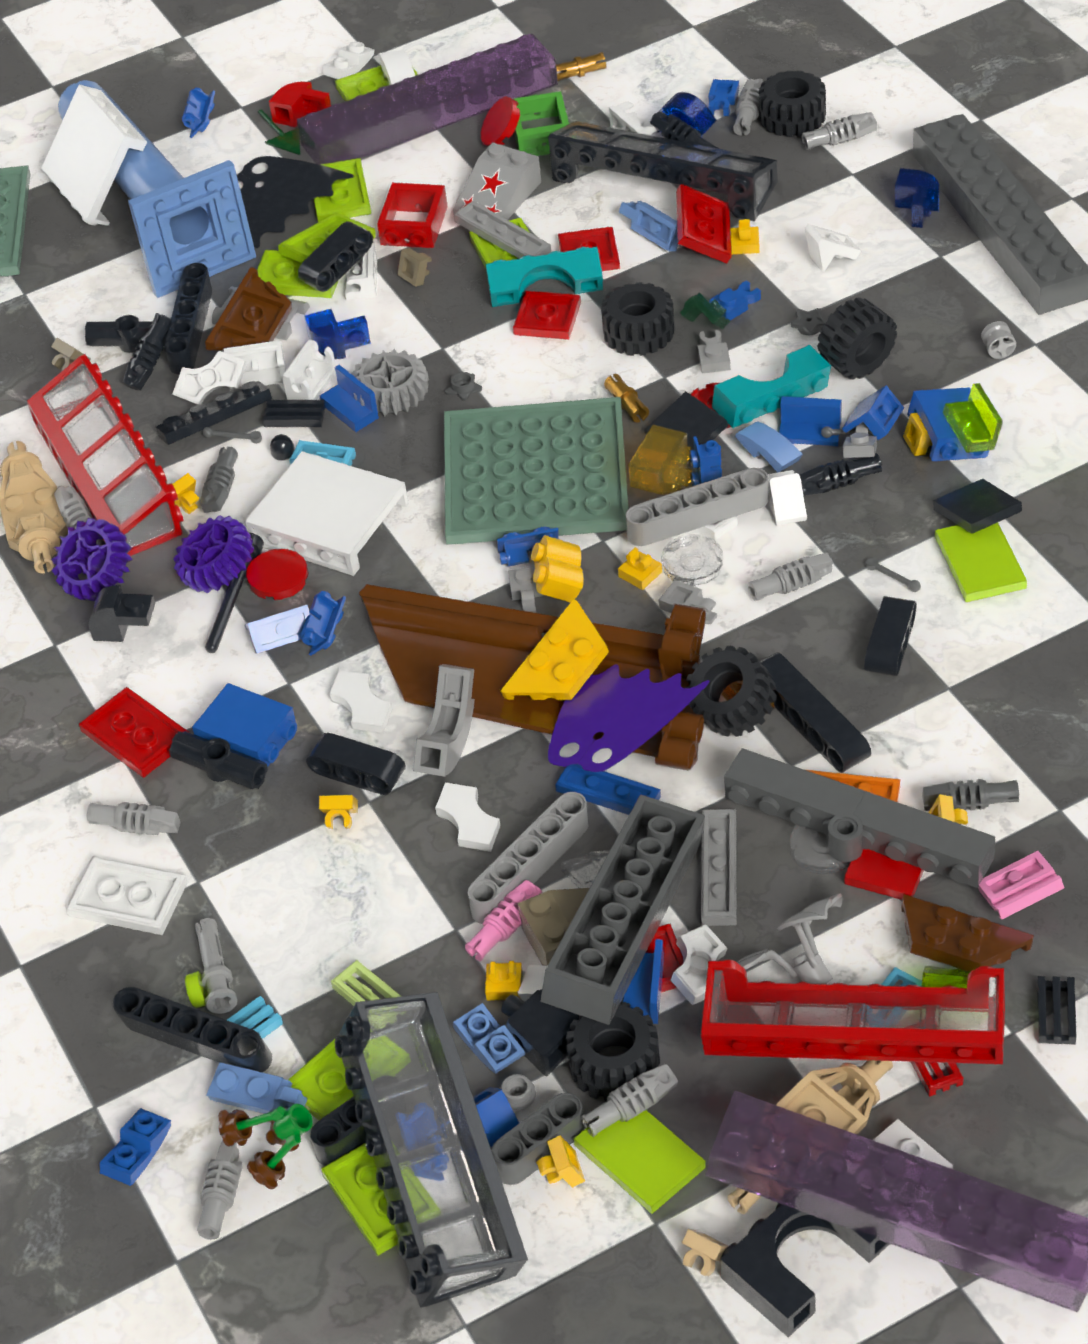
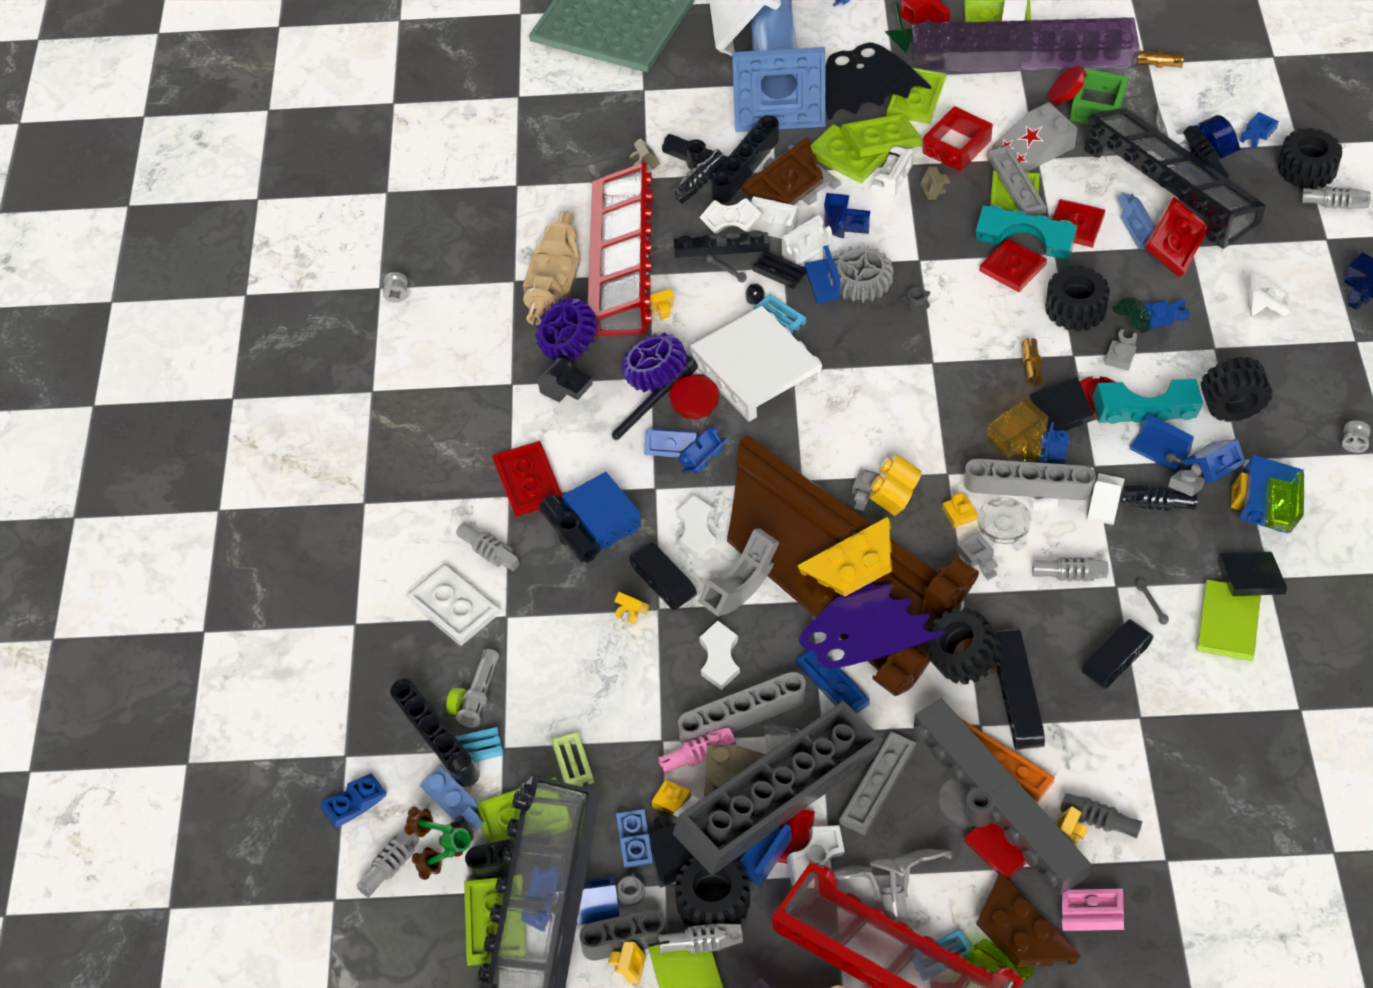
camera: 25 degrees right, 5 degrees up
(72, 507) = (578, 281): light grey hinge -> none
(219, 481) = (693, 303): dark grey hinge -> none
(335, 256) = (876, 152): black beam -> none
(515, 547) = (877, 451): blue hinge -> none
(534, 470) = (927, 393): sand green plate -> none
(745, 238) = (1204, 262): yellow tile -> none
(747, 106) = (1272, 147): light grey hinge -> none
(773, 446) = (1119, 450): medium blue slope -> none
(808, 321) = (1211, 349): dark grey plate -> none

